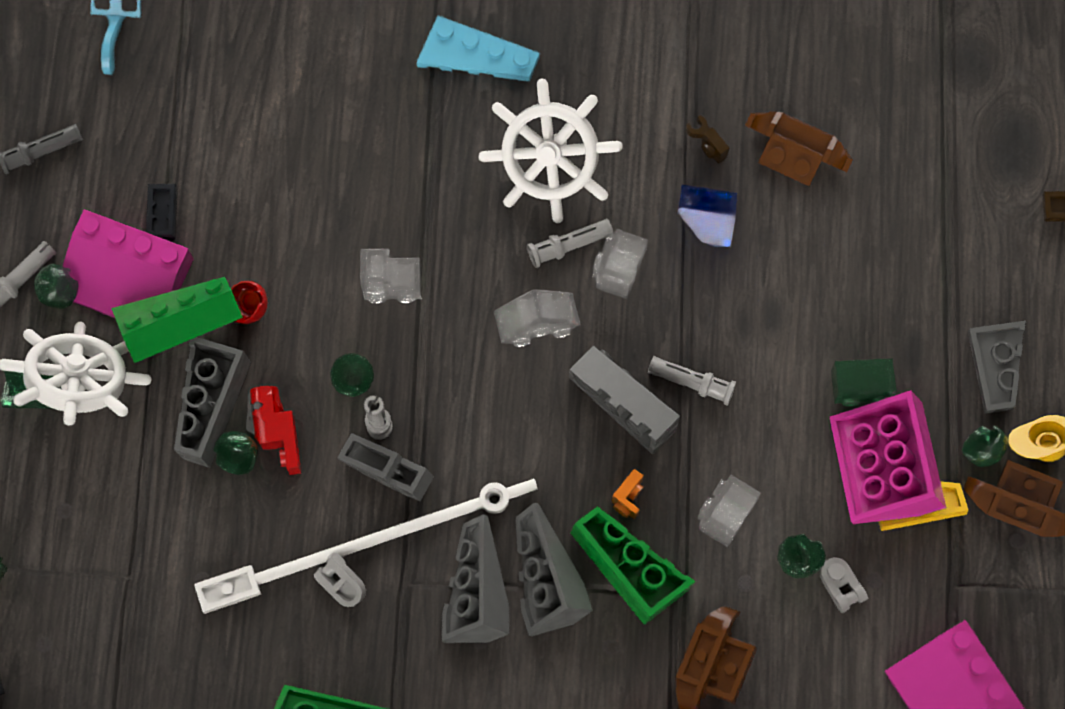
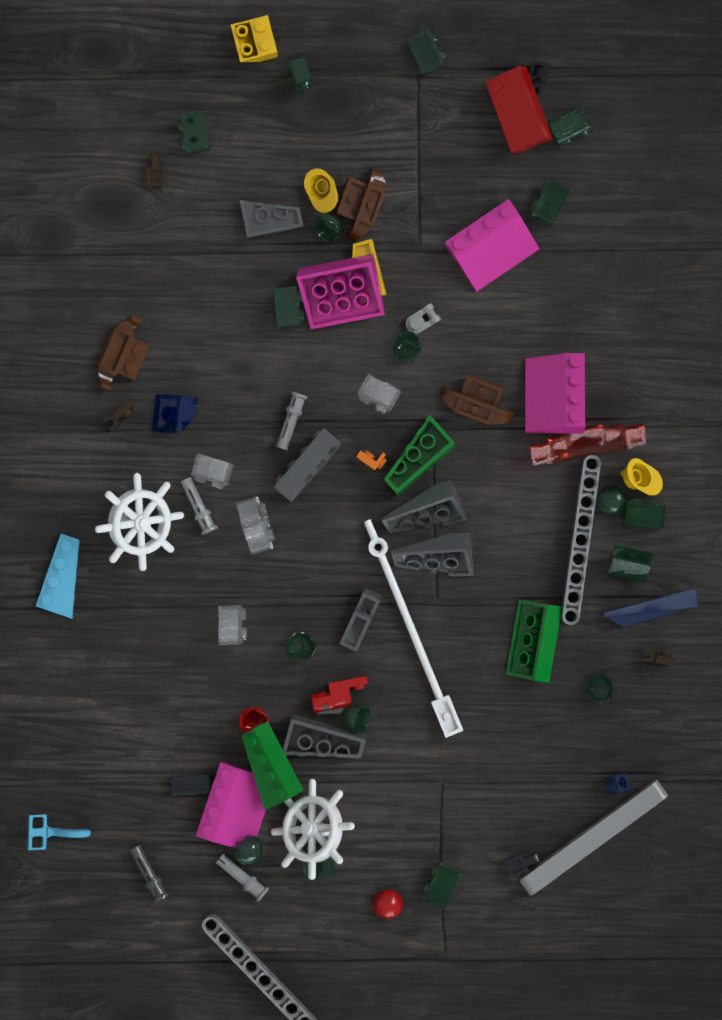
camera: 90 degrees left, 15 degrees up
(348, 589) = (444, 638): light grey plate -> none
(377, 418) = (331, 621): light grey pin -> none

